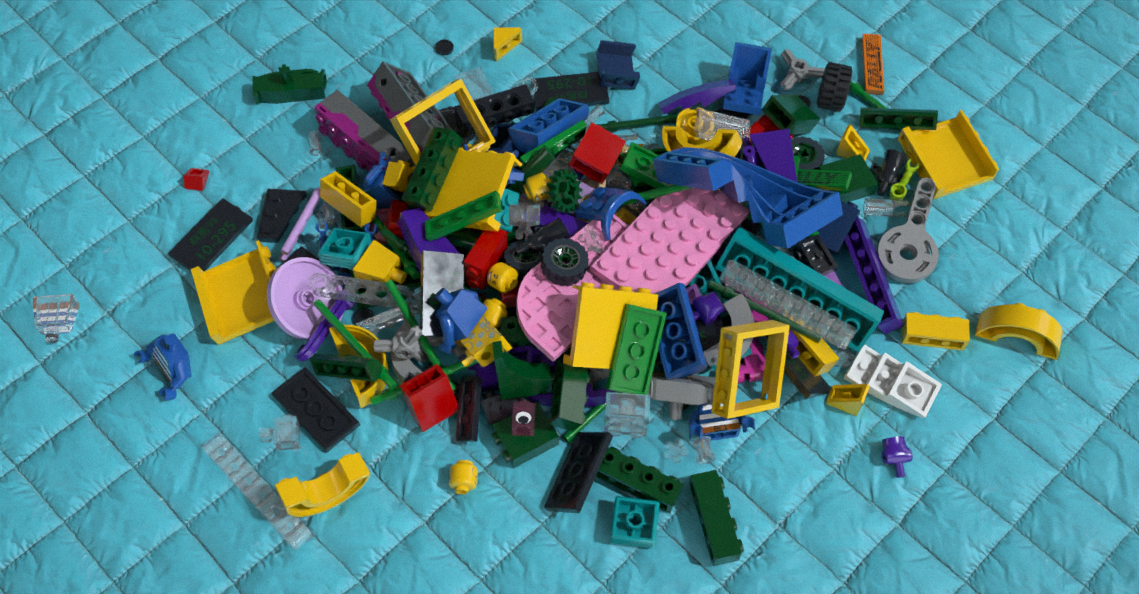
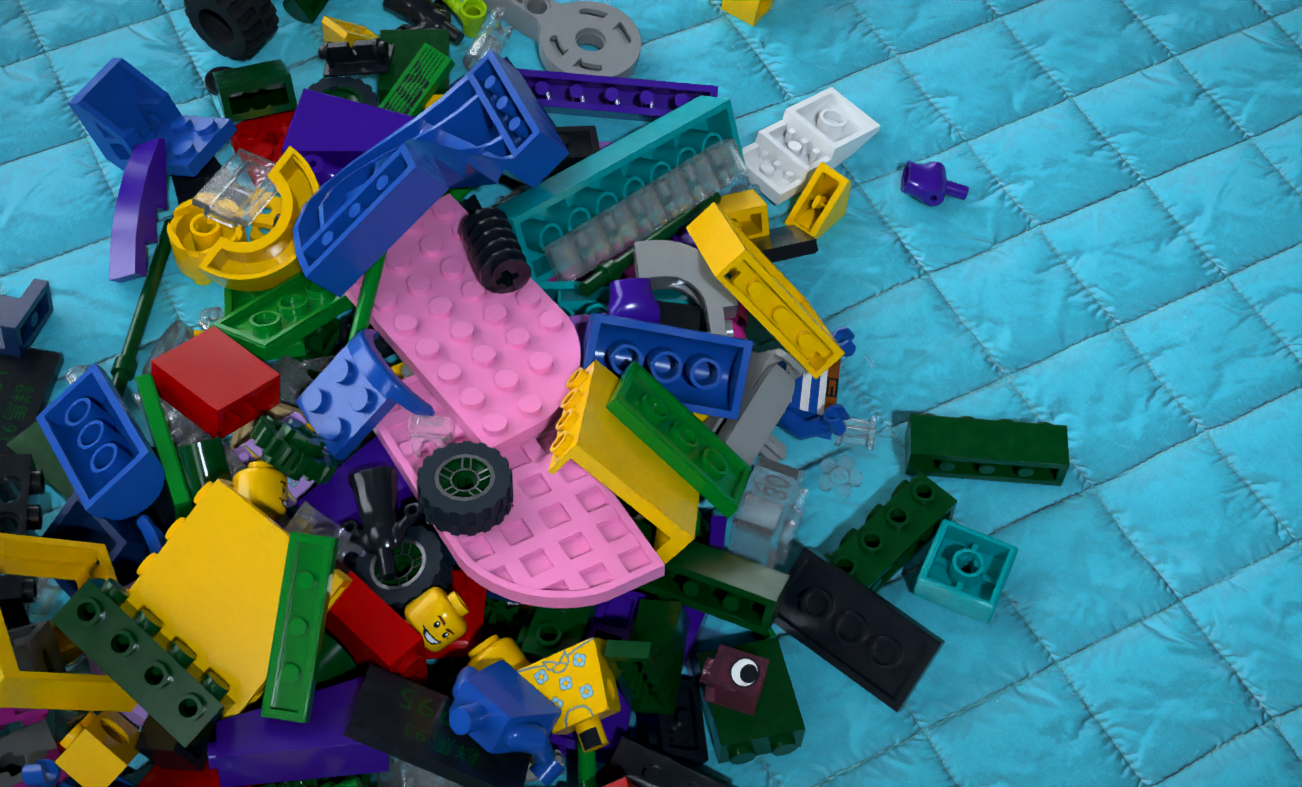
camera: 75 degrees left, 5 degrees down
(708, 233) = (495, 251): none -> black piece
(797, 70) = (159, 55): light grey bush -> none
(832, 148) = (363, 58): none -> black hinge
(935, 331) = (740, 58): yellow brick -> none

